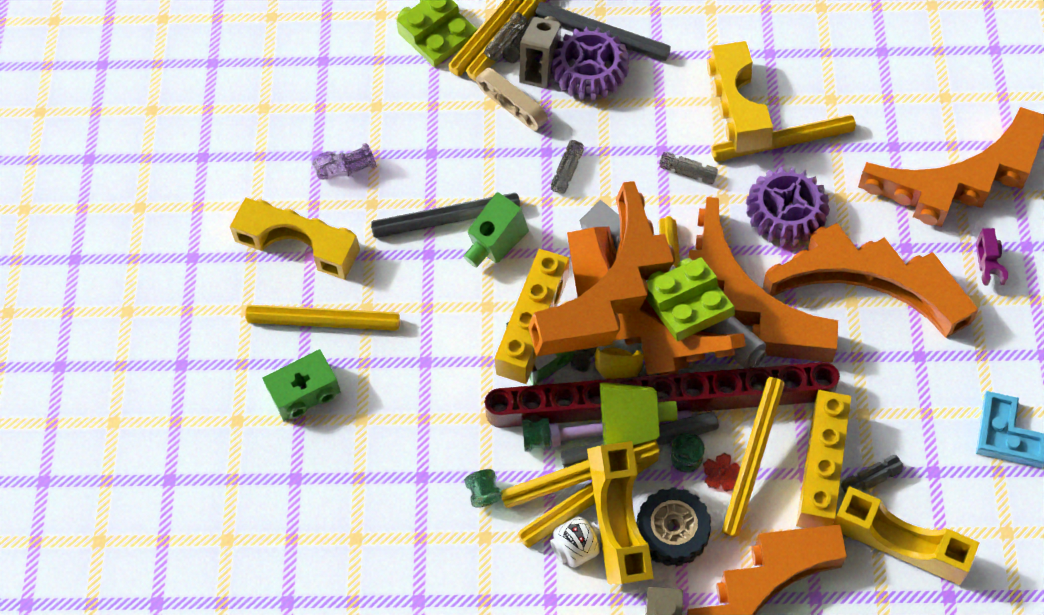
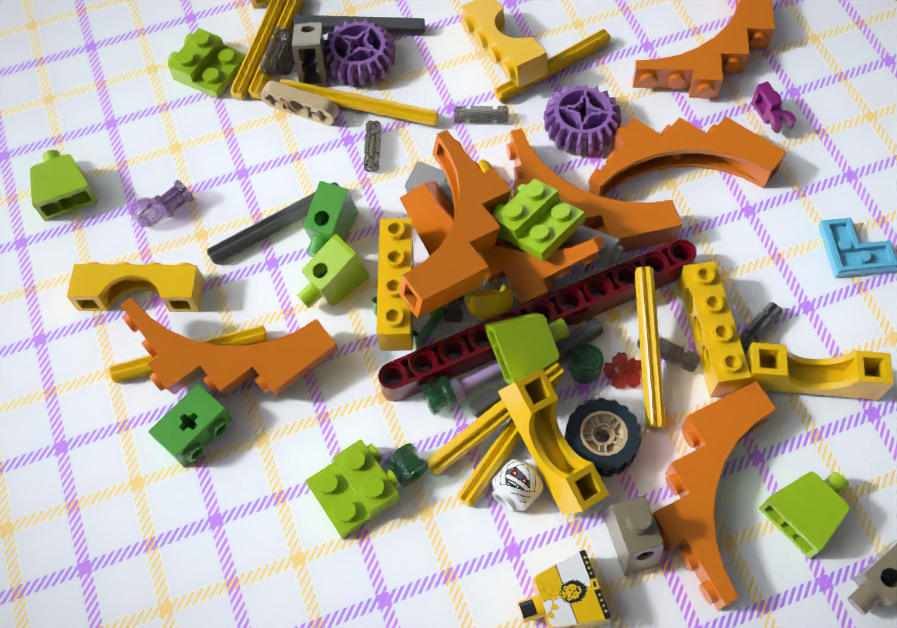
camera: 20 degrees left, 0 degrees up
(255, 112) = (59, 186): none -> lime torso
(397, 352) = (226, 367): none -> orange arch
(428, 493) = (354, 488): none -> lime plate
(479, 285) = (332, 273): none -> lime torso
(577, 120) = (370, 104): none -> yellow axle
(779, 474) = (675, 354): none -> clear smoke axle

